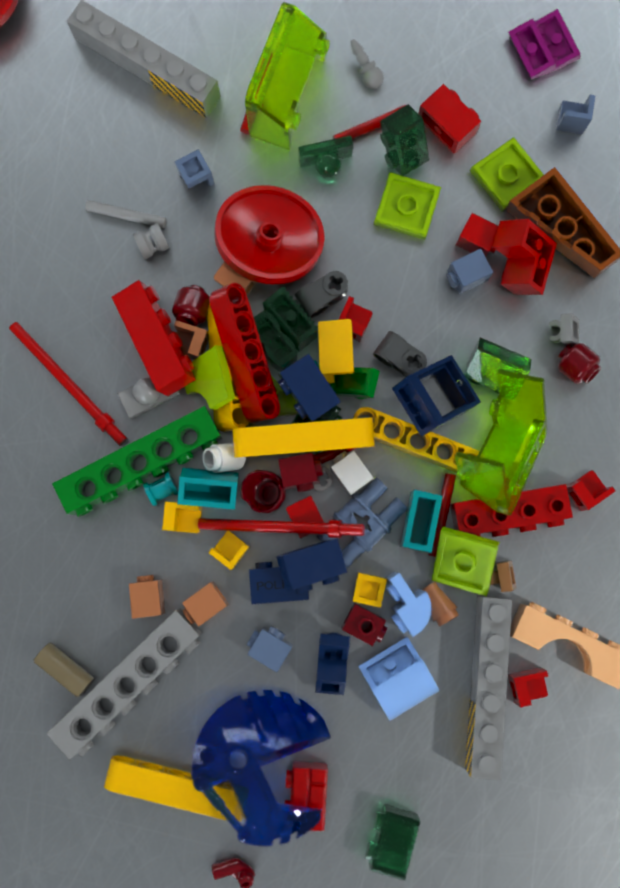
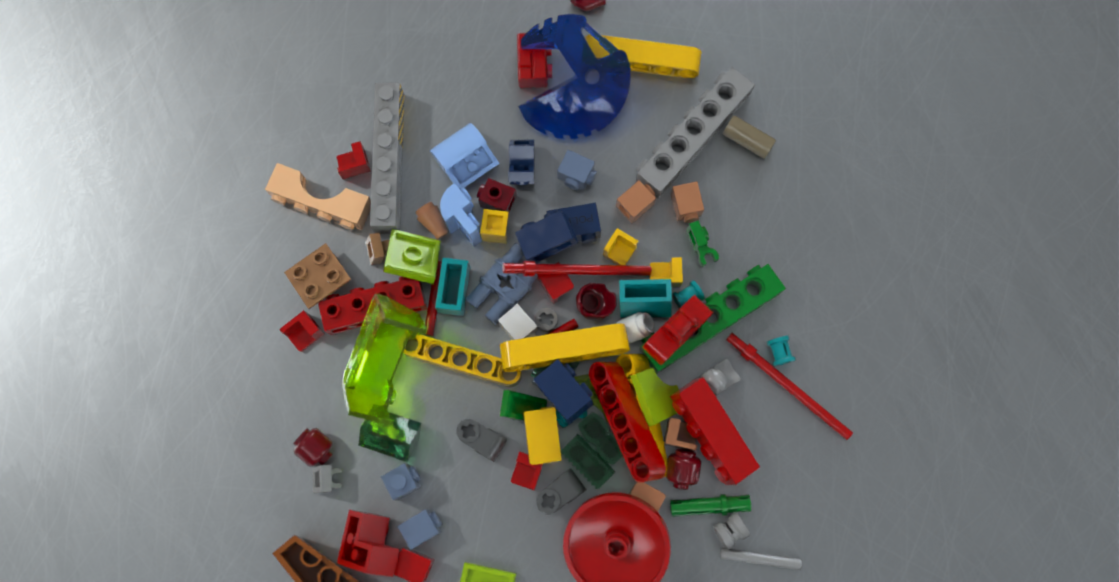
camera: 175 degrees right, 5 degrees down
(69, 419) = (781, 351): none -> teal bush
(140, 554) = (699, 237): none -> green plate
(168, 268) = (715, 505): none -> green pin
(177, 445) = (677, 330): none -> red beam
(300, 472) = (564, 318): dark red brick -> none
(393, 842) = (460, 32): clear green brick -> none
(420, 405) = (462, 388): dark blue window -> none
(487, 319) = (401, 481): none -> sand blue brick
(572, 549) = (317, 276): none -> medium nougat hinge

